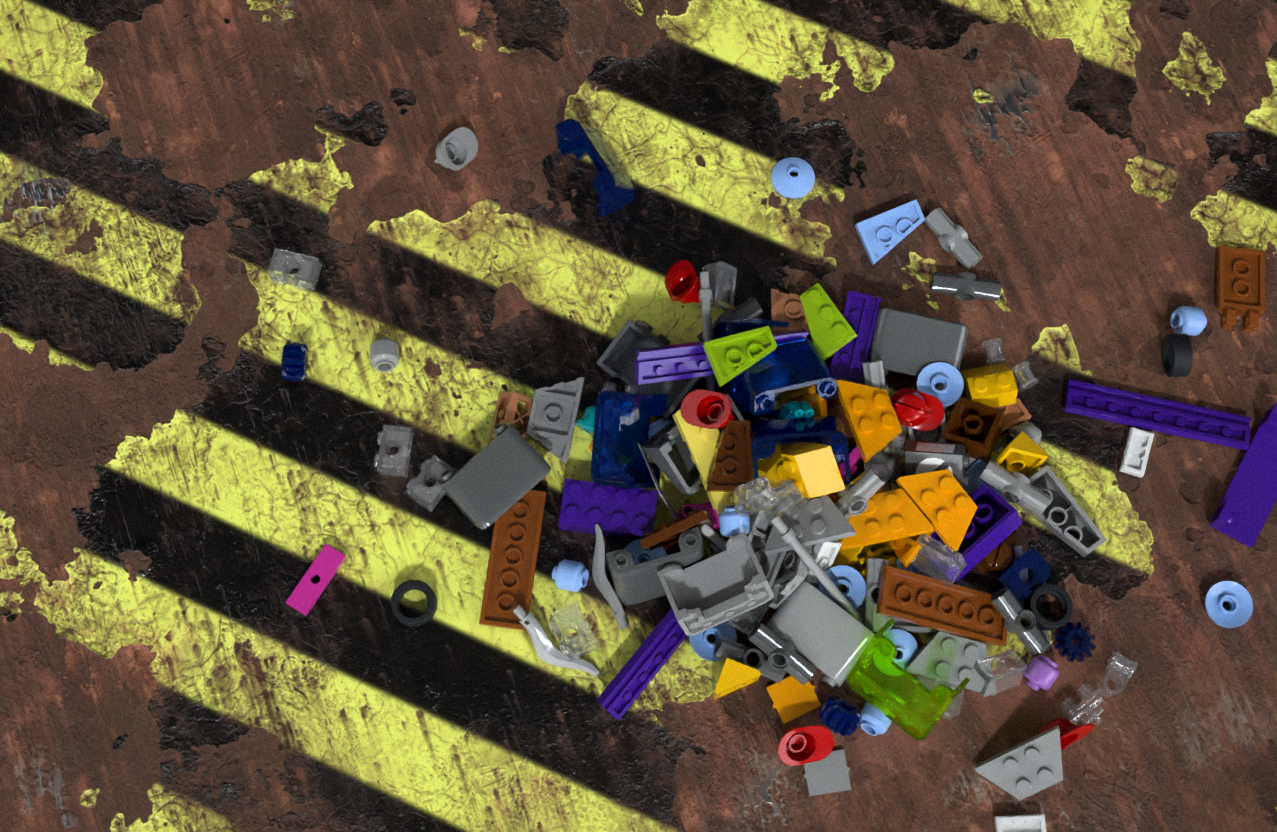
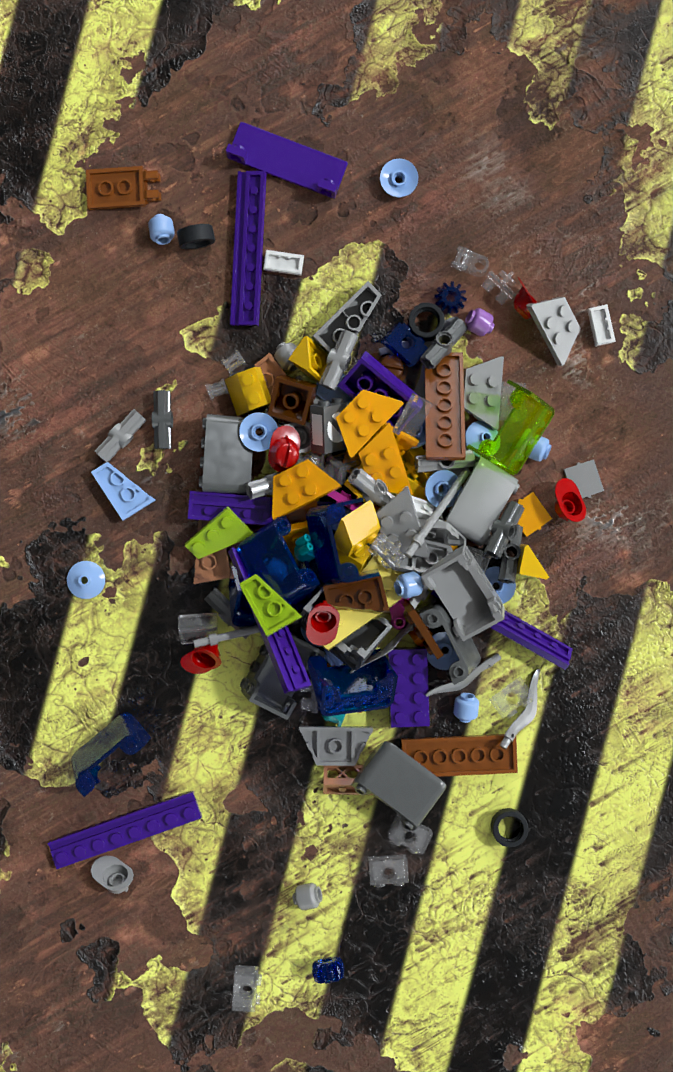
camera: 105 degrees left, 15 degrees up
(306, 591) = (514, 913): dark pink tile -> none
(503, 174) = (124, 829): none -> dark purple plate
(753, 497) = (391, 572): clear piece -> none
(840, 716) = (542, 476): clear blue gear -> none
(1000, 672) = (485, 355): clear panel -> none

